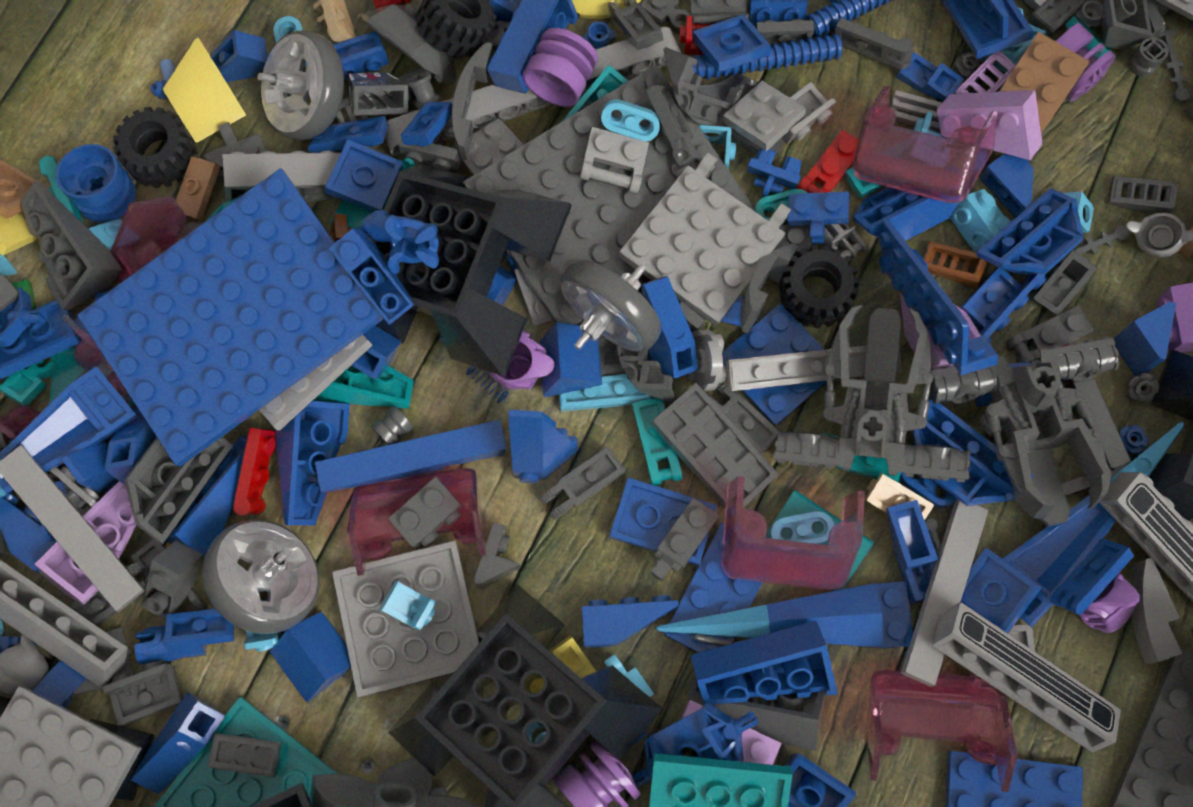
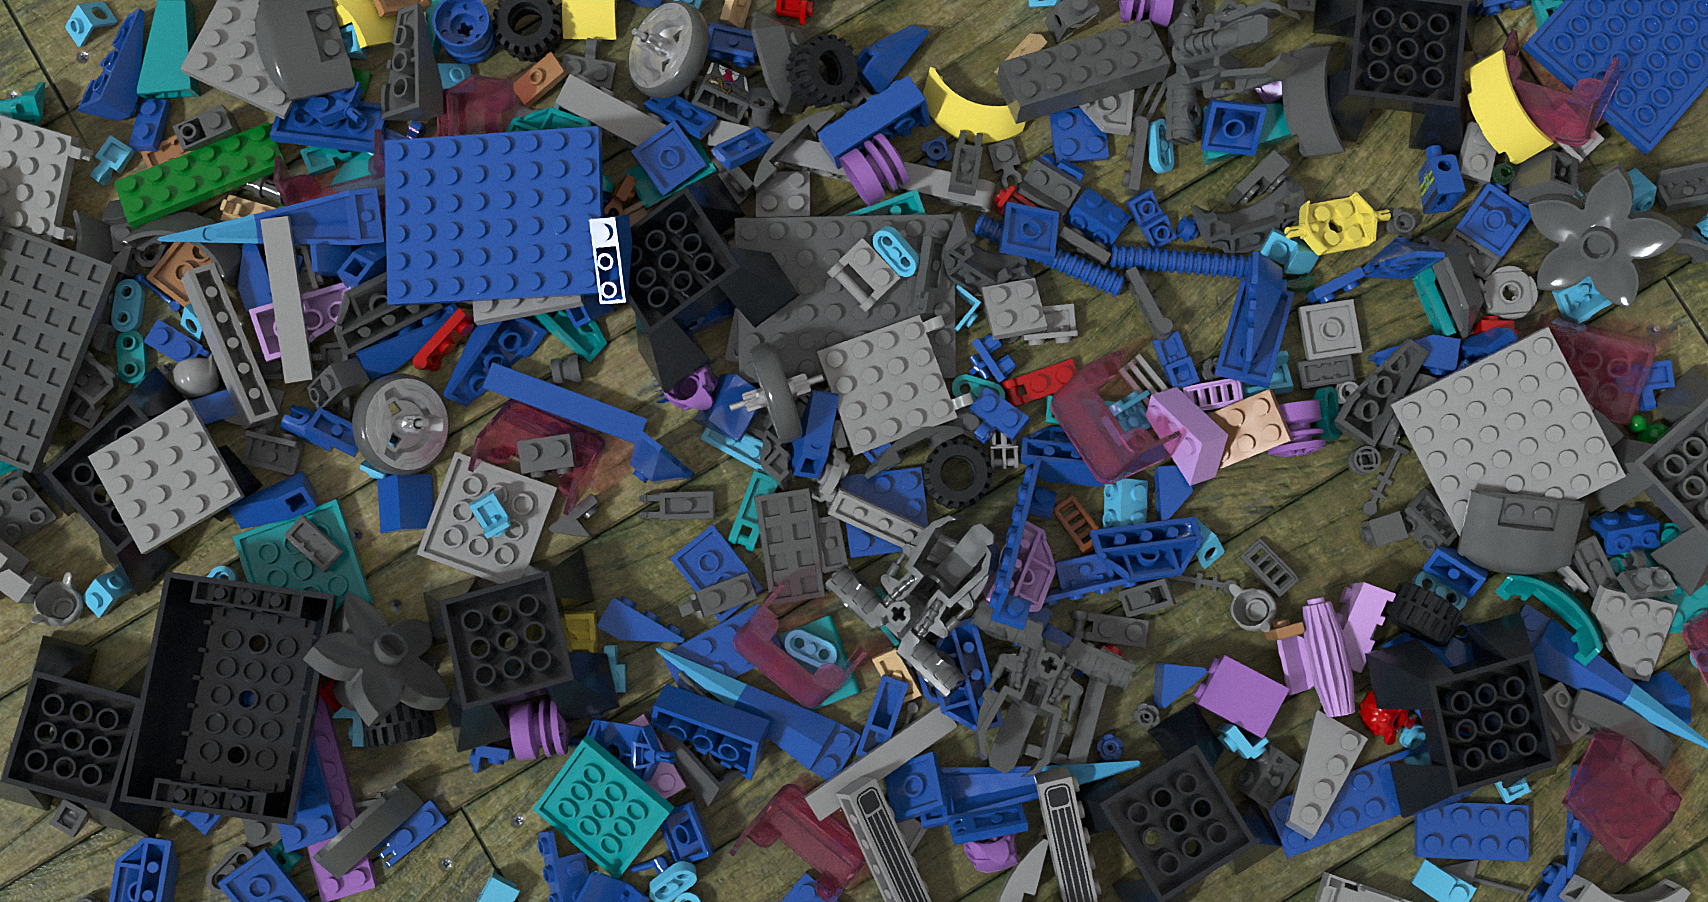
camera: 35 degrees right, 10 degrees up
(409, 238) = (653, 248): blue animal -> none

